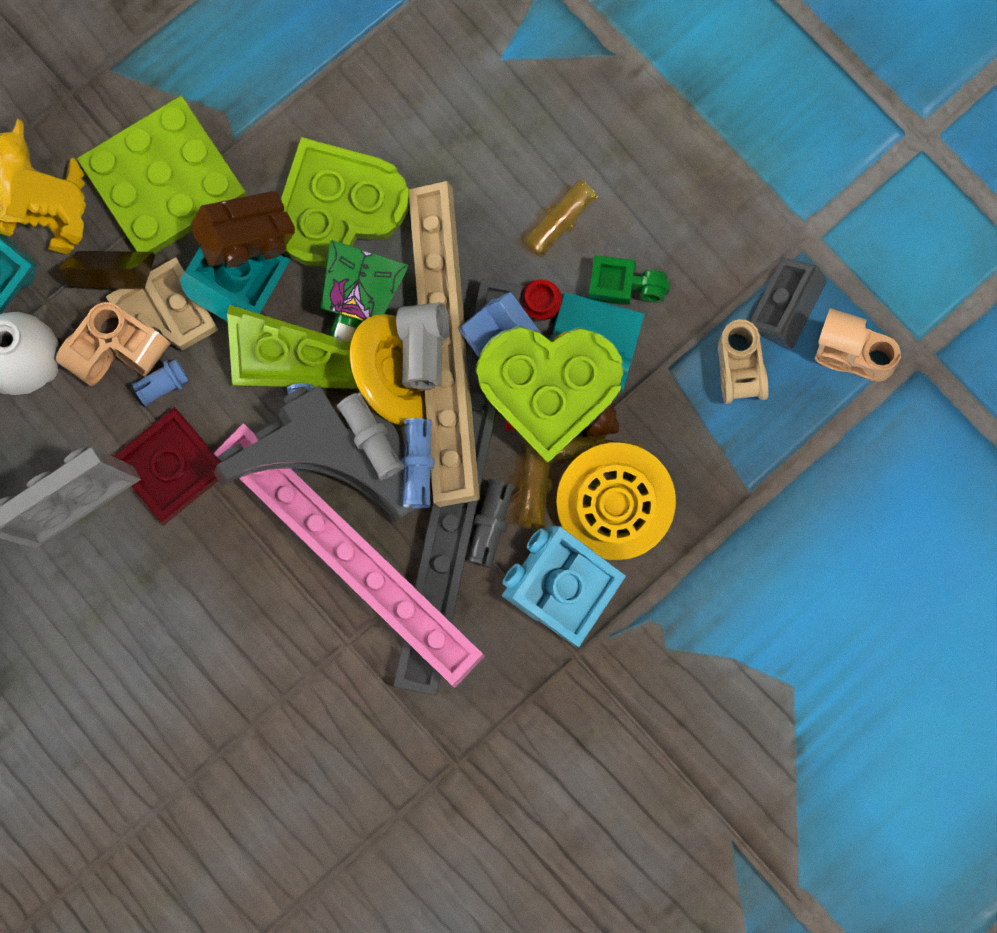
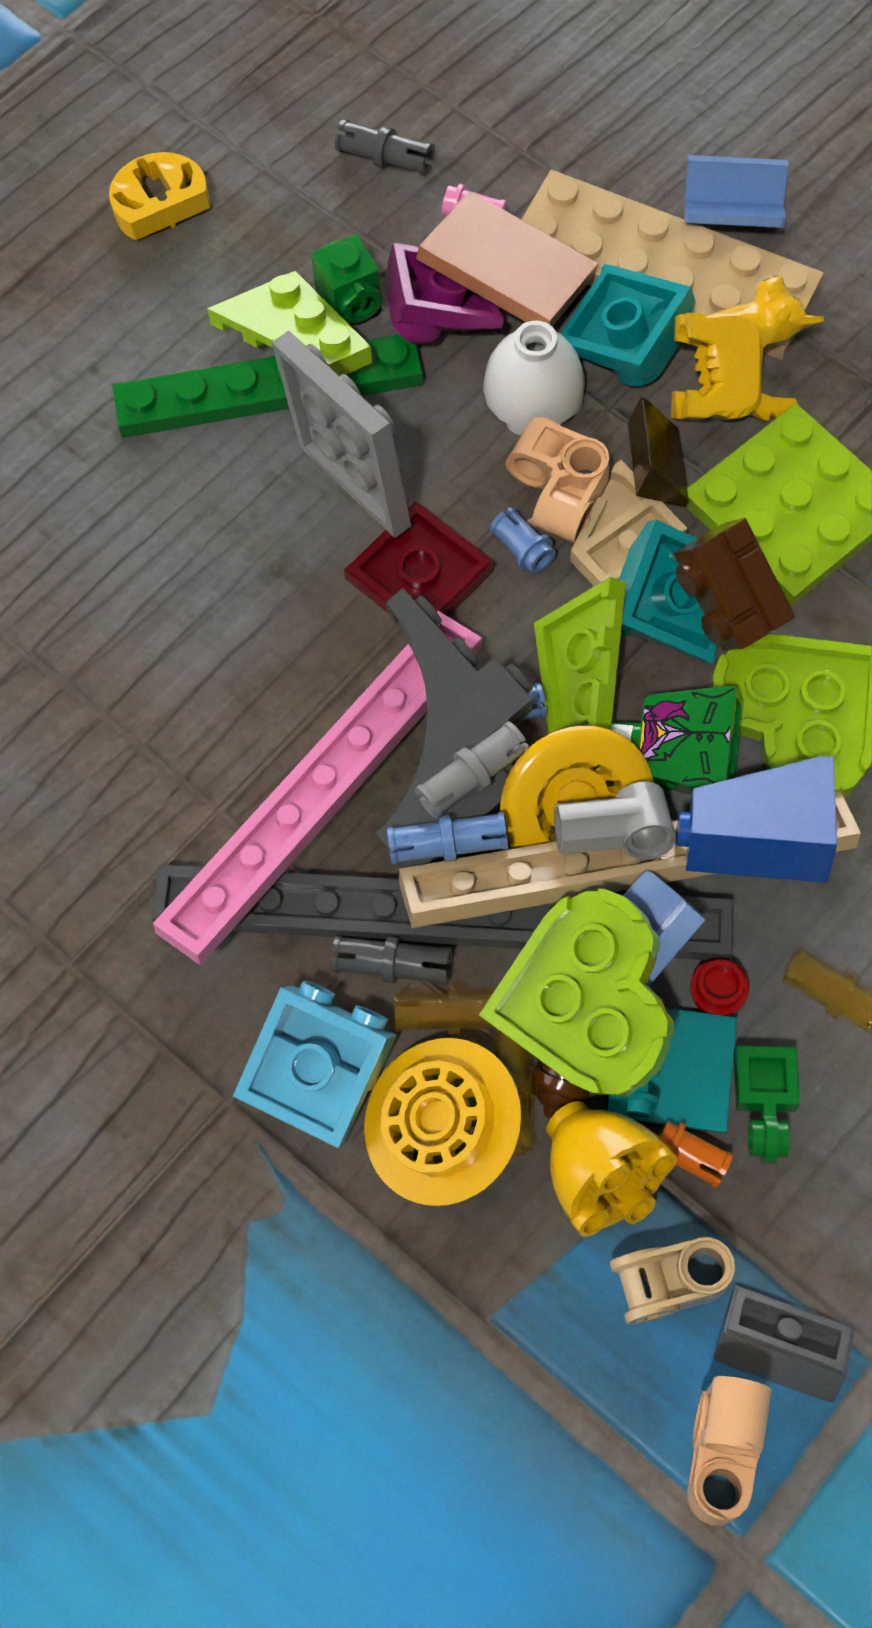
camera: 85 degrees right, 10 degrees down
(439, 239) = (764, 824): none -> slope
(655, 341) = (696, 1154): none -> orange pin
(661, 396) = (605, 1166): none -> yellow piece

